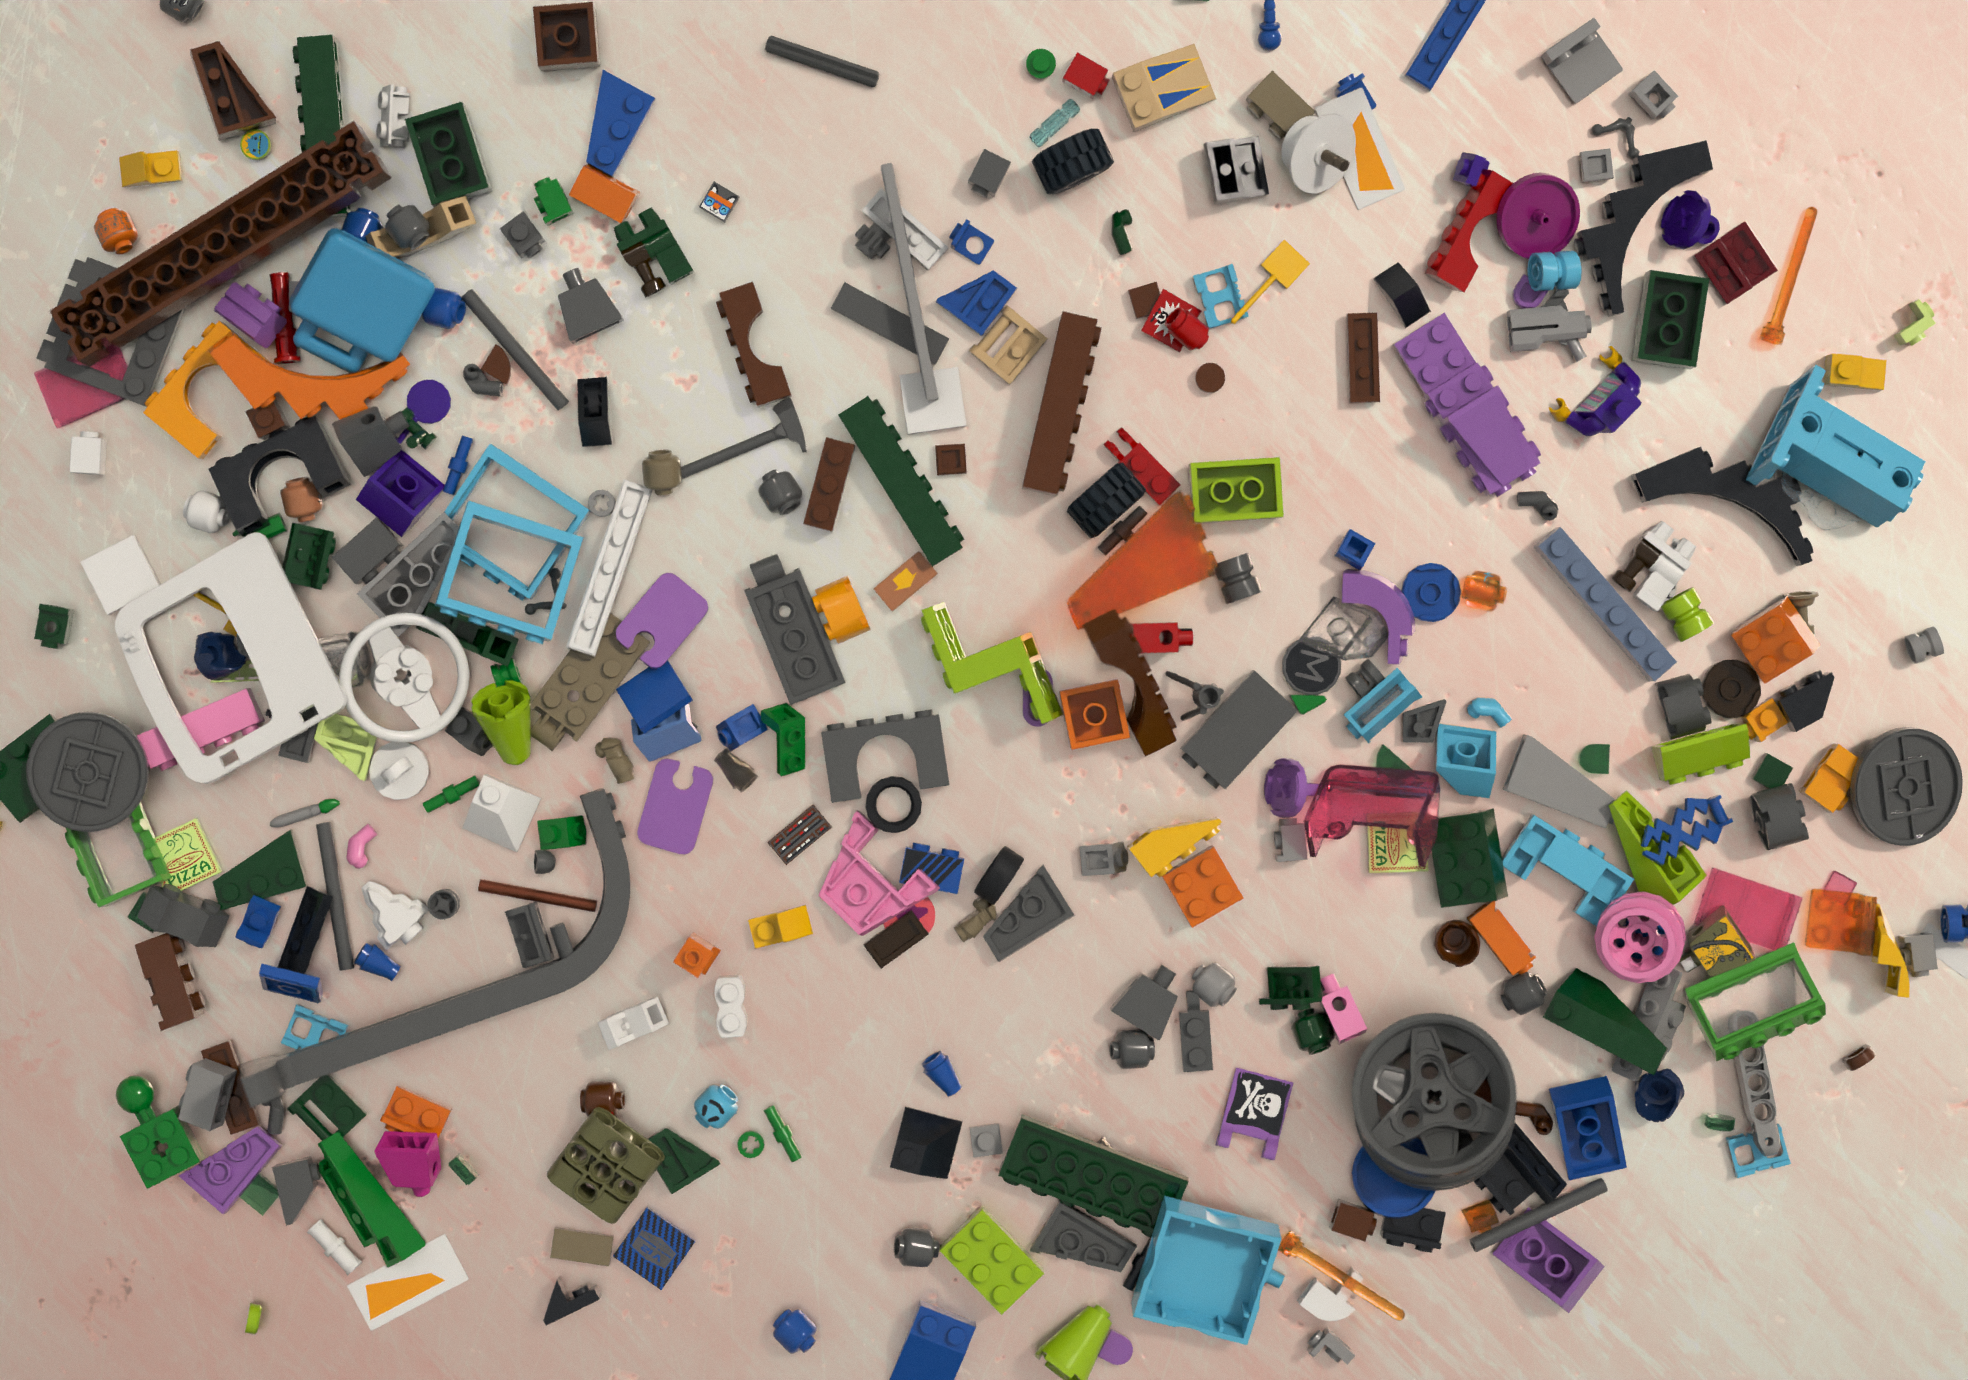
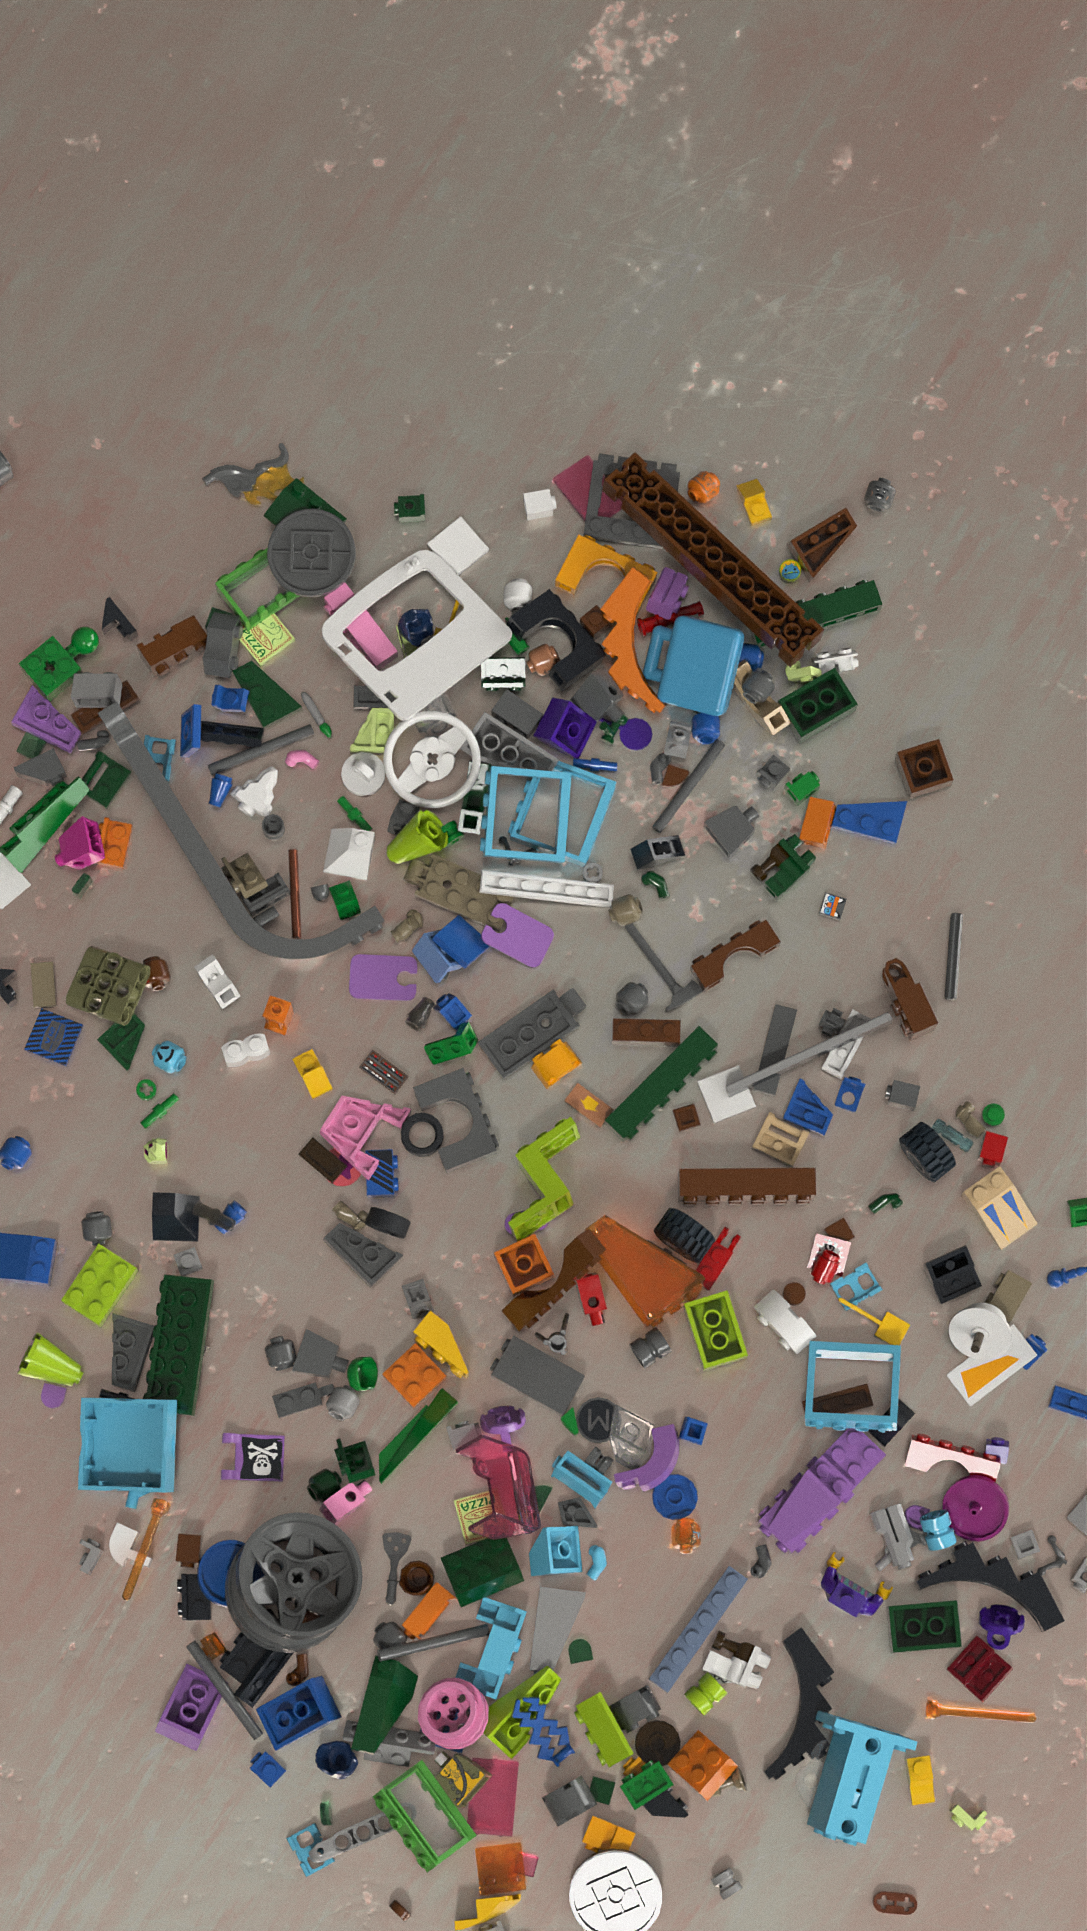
camera: 70 degrees right, 10 degrees down
(111, 1050) = (113, 617): none -> black slope
(404, 161) = (802, 675): none -> yellowish green bracket
(451, 348) = (678, 739): none -> light grey brick
(500, 955) = (244, 875): none -> dark tan bracket
(632, 421) = (657, 881): none -> dark green arm
(835, 1149) = (156, 1151): none -> yellowish green rock
(870, 135) = (908, 1001): none -> reddish brown brick
(938, 1095) = (213, 1216): none -> clear smoke axle
(1045, 95) = (972, 1125): none -> dark tan arm
(1183, 951) = (362, 1373): none -> green hair
(1245, 398) = (791, 1329): none -> white brick
(1274, 902) = (414, 1434): none -> green wedge
(1304, 318) = (853, 1351): none -> medium azure window
(1421, 963) = (394, 1557): none -> dark grey piece
(1543, 941) = (433, 1642): none -> dark grey piece
(1646, 1182) = (266, 1768): none -> blue bracket
(1783, 717) = (645, 1785): none -> green bracket

